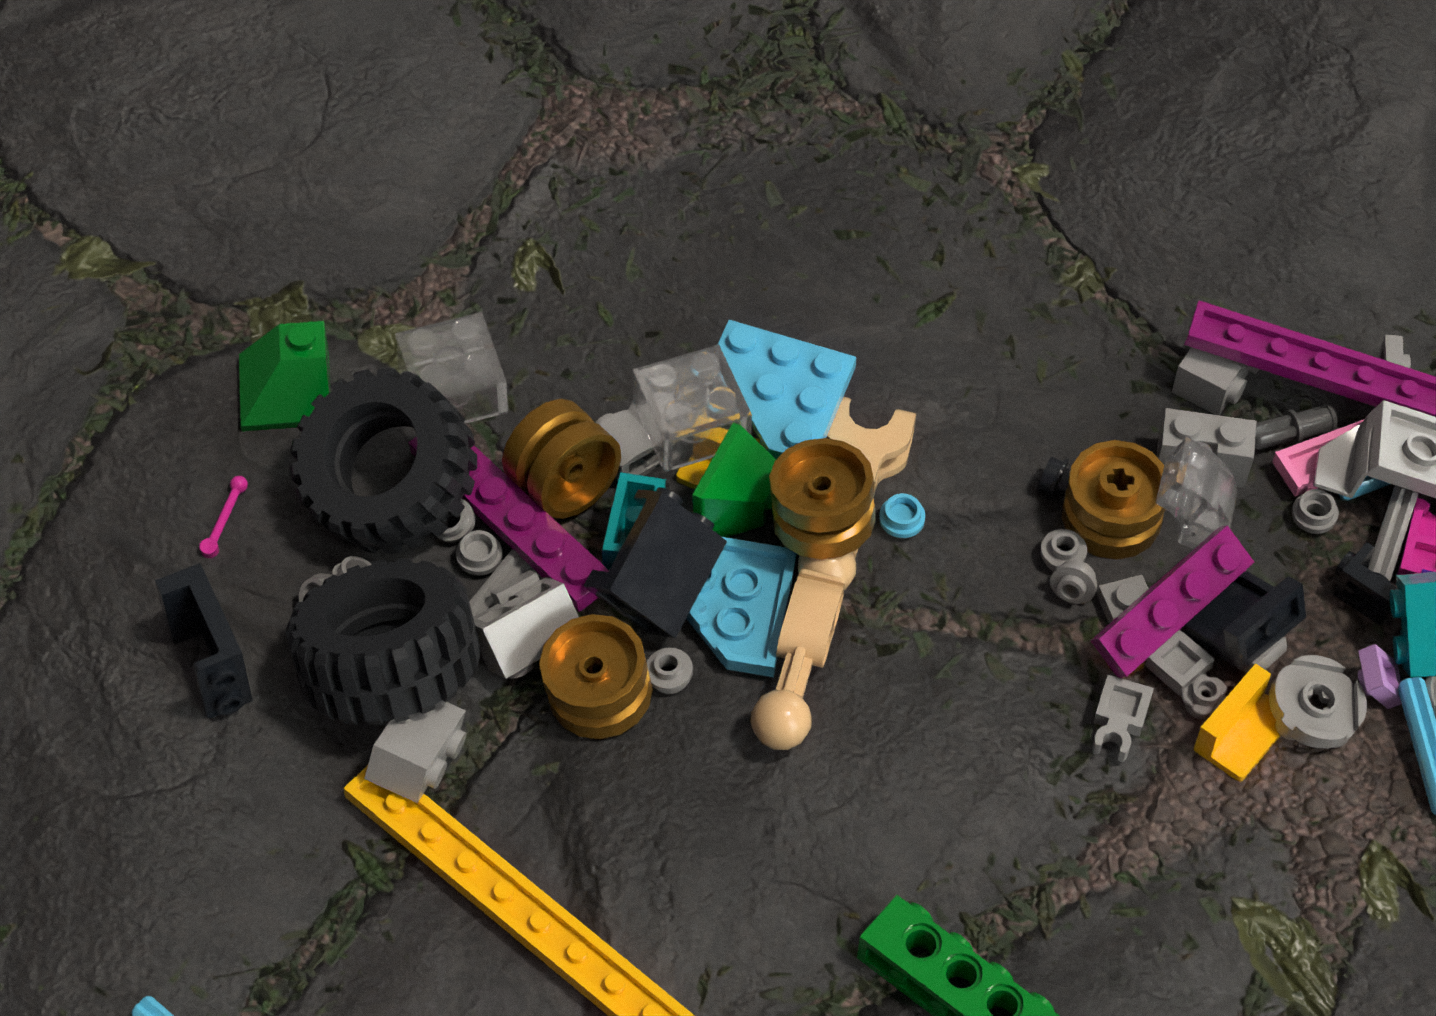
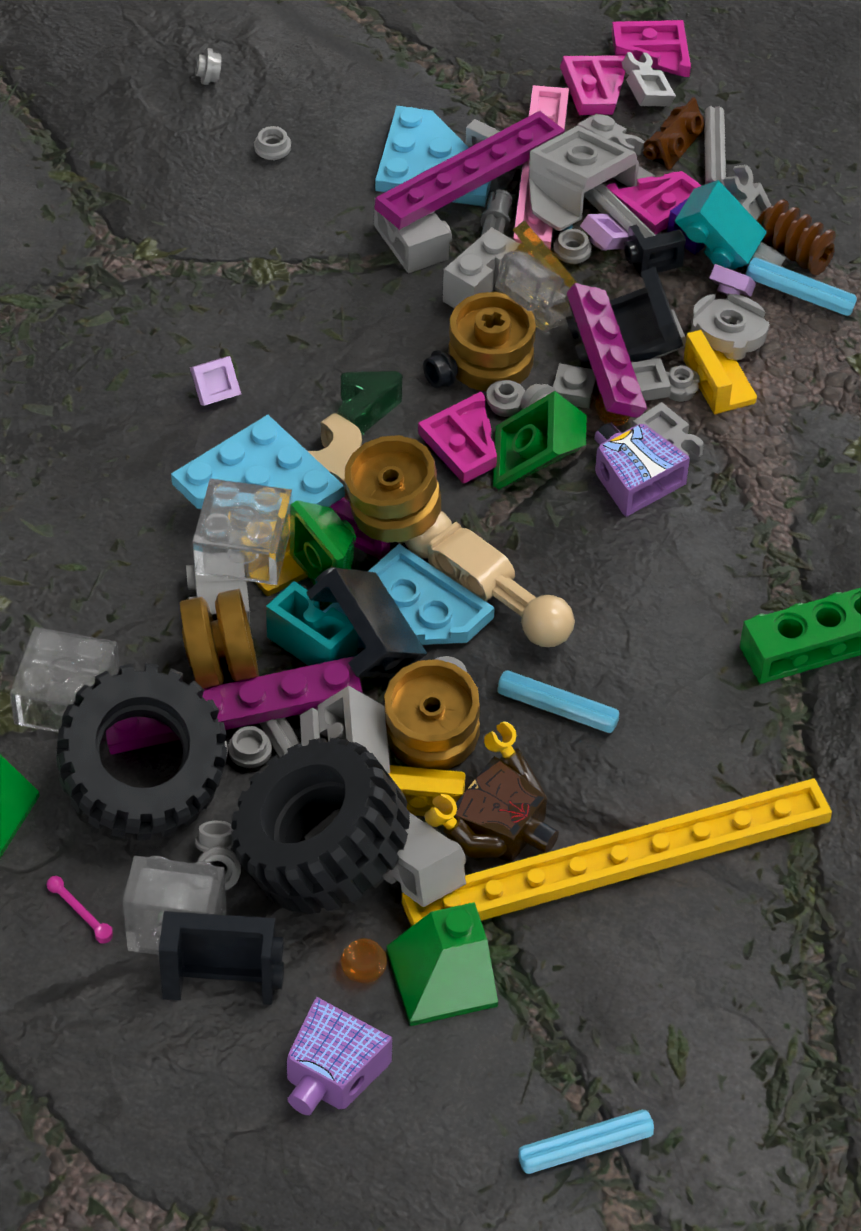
camera: 60 degrees left, 5 degrees down
(161, 791) = (334, 1058): none -> medium lavender torso
(243, 577) = (168, 886): none -> clear brick
(291, 765) = (363, 961): none -> clear orange plate
(322, 837) = (443, 966): none -> green slope
(519, 716) = (425, 784): none -> yellow panel
(526, 790) = (499, 808): none -> torso
(703, 782) = (558, 701): none -> medium azure axle
(894, 303) = (215, 380): none -> lavender plate
(967, 441) = (369, 396): none -> clear green slope
(980, 539) = (462, 438): none -> dark pink wing
(1021, 602) = (537, 438): none -> green slope
(1050, 707) = (638, 466): none -> medium lavender torso
(1242, 195) = (272, 143): none -> light grey plate
(1259, 496) = (538, 249): none -> clear yellow wing
(1298, 93) = (208, 66): none -> light grey plate
(1342, 312) = (416, 144): none -> medium azure plate
(1354, 525) = (604, 231): none -> lavender plate

